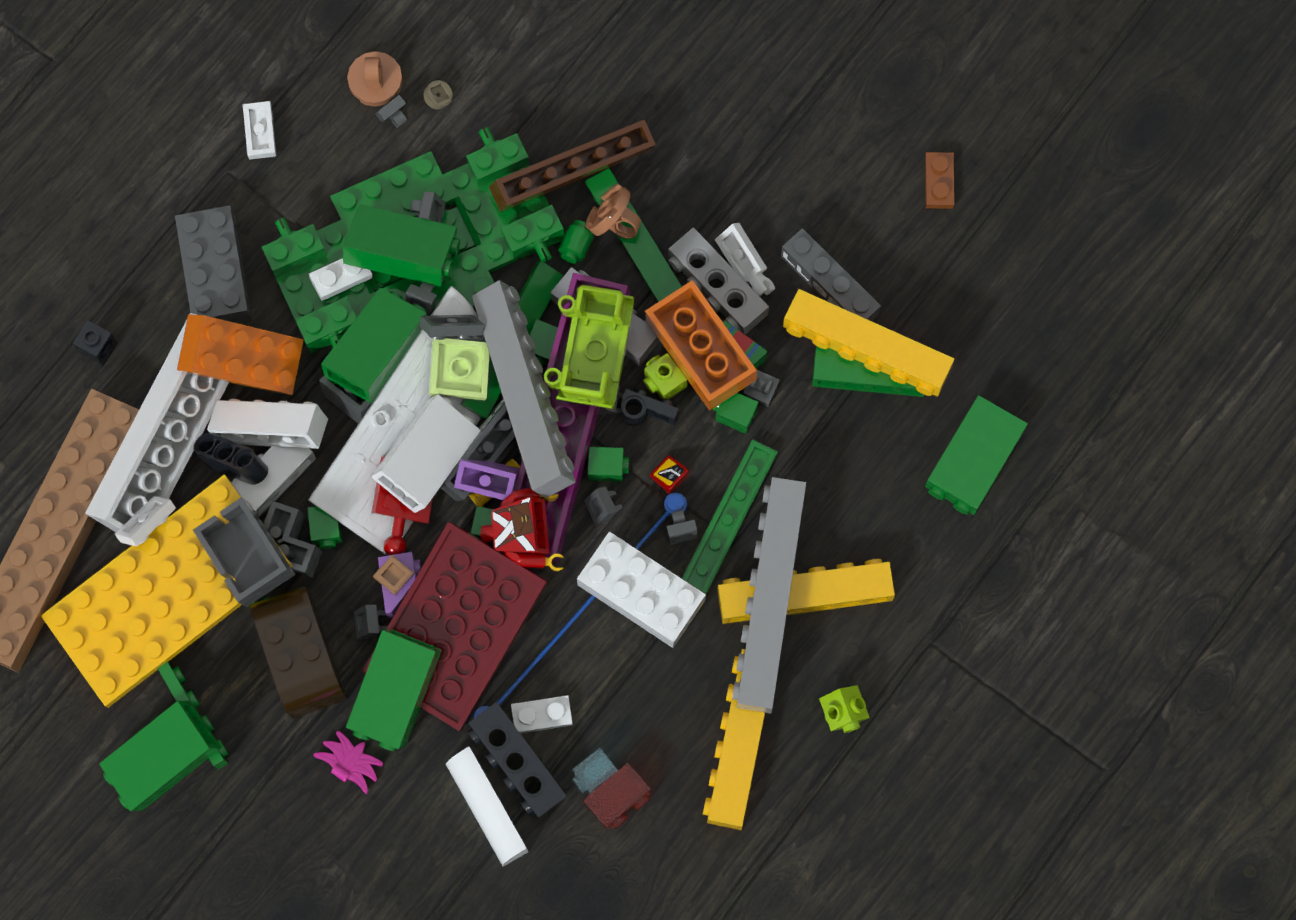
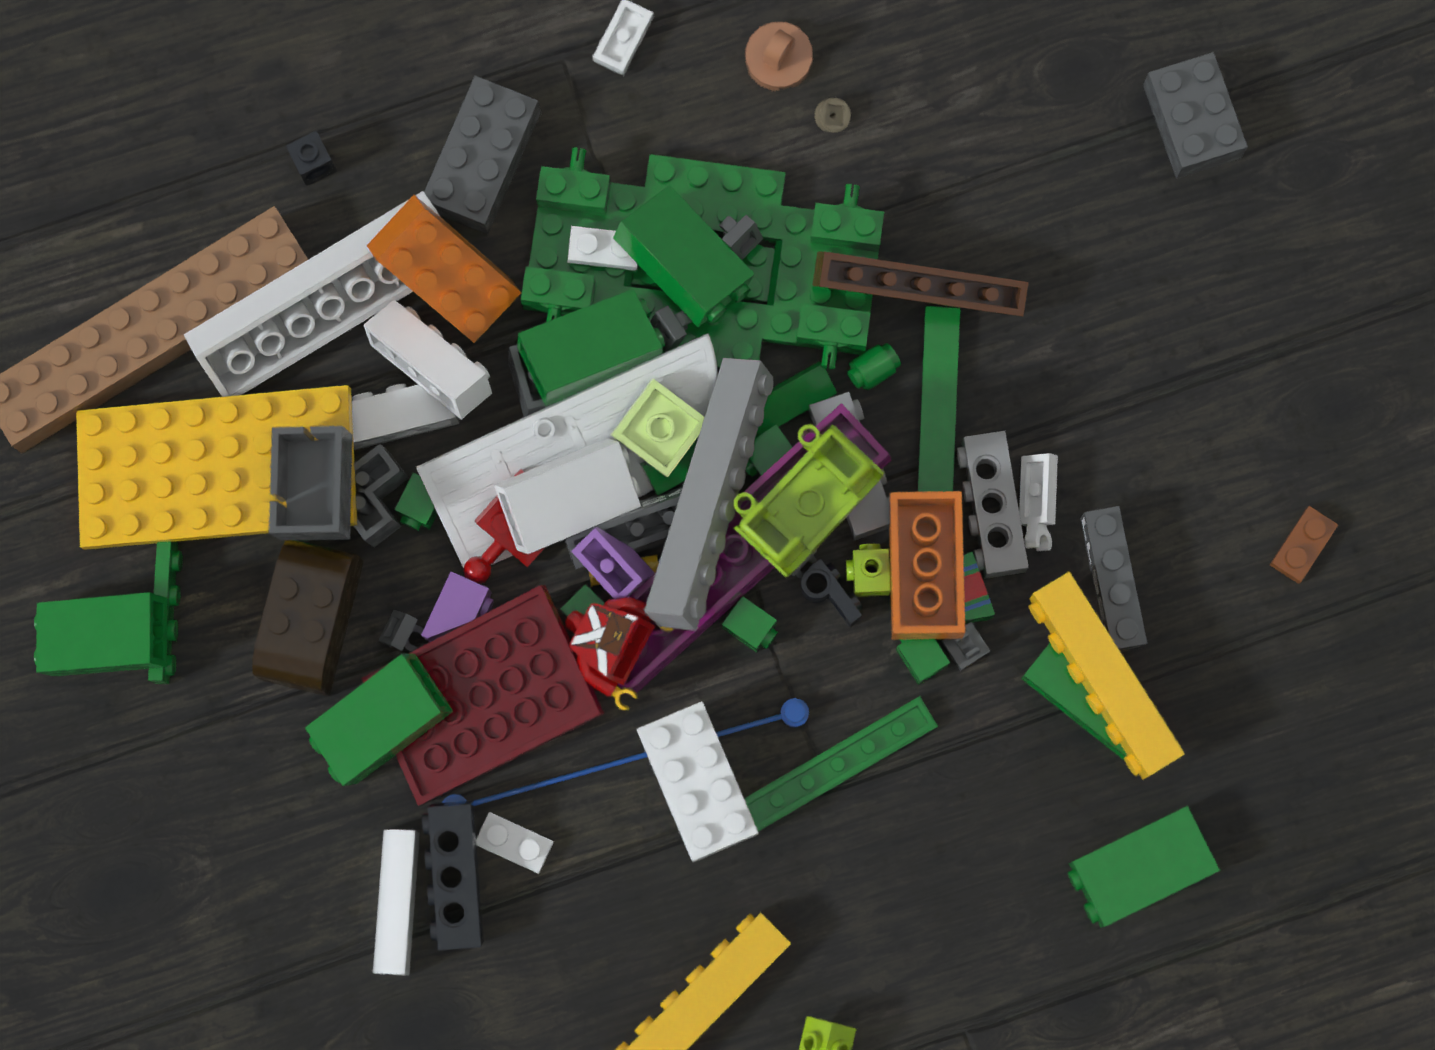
camera: 35 degrees right, 5 degrees up
(145, 521) = (237, 382): white plate -> none
(231, 458) = (368, 371): black beam -> none
(349, 761) = (290, 763): dark pink piece -> none
(392, 111) = (772, 102): dark grey tile -> none
(393, 575) = (453, 601): medium nougat tile -> none
(451, 325) = (679, 377): dark grey plate -> none
(593, 771) = (526, 939): clear light blue brick -> none
(601, 505) = (716, 664): dark grey tile -> none
(612, 213) = (929, 363): nougat tile -> none
(617, 797) = (534, 981): clear red brick -> none
(669, 474) = (809, 676): slope -> none
(682, 529) = (781, 745): dark grey tile -> none
(771, 595) = (826, 877): light grey brick -> none
(816, 590) = (867, 894): yellow brick -> none

